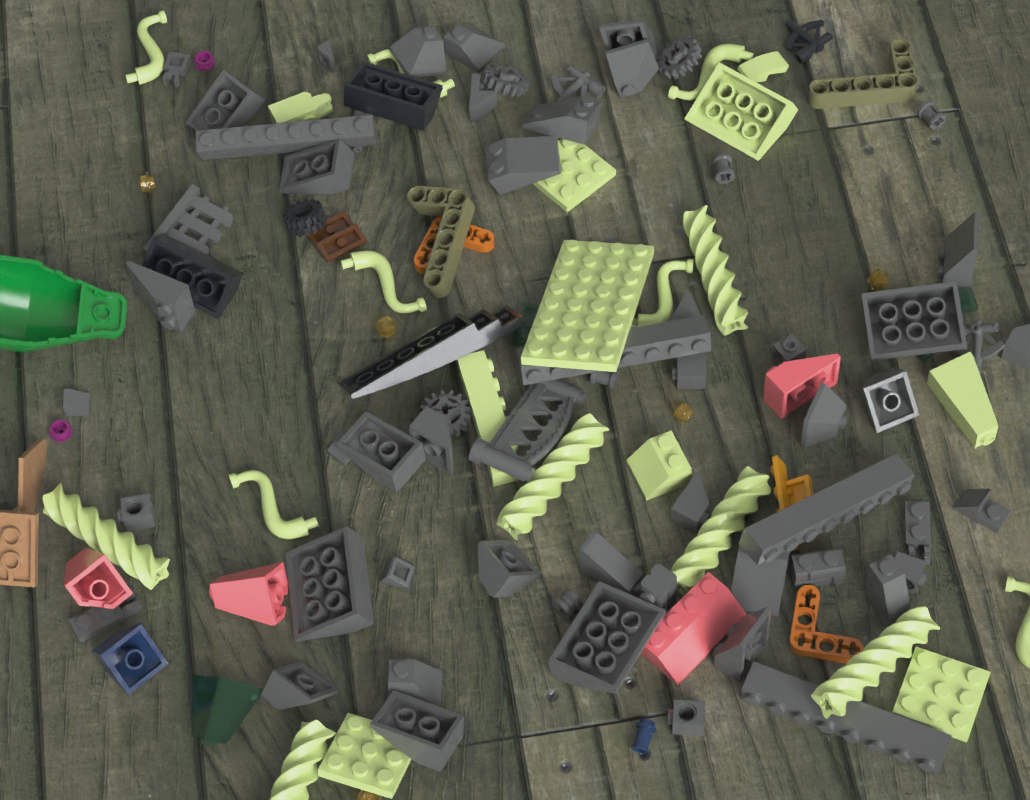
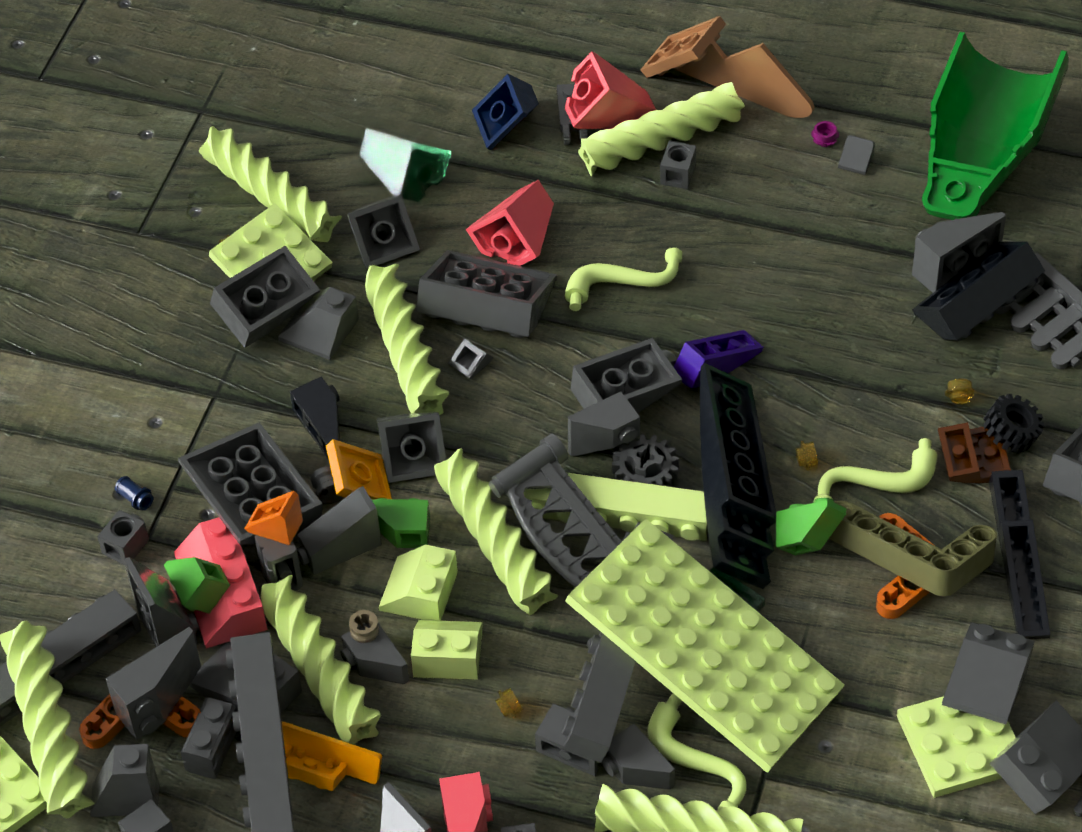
camera: 115 degrees right, 5 degrees down
(285, 261) = (959, 391): none -> clear yellow plate
(326, 410) = (720, 351): none -> dark purple slope
(394, 193) = (1019, 553): none -> black slope
(406, 615) = (402, 338): none -> yellowish green piece
(457, 291) = (807, 526): none -> bright green slope
(507, 639) = (318, 411): none -> black slope
(552, 582) = (356, 468): none -> light orange plate
(570, 535) = (404, 521): none -> bright green slope
(620, 505) = (420, 583): none -> yellowish green slope
(644, 578) = (277, 518): none -> orange slope
(678, 508) = (368, 634): none -> dark tan bush
(709, 627) = (197, 582): none -> bright green slope
(809, 605) = (154, 683): none -> dark grey slope

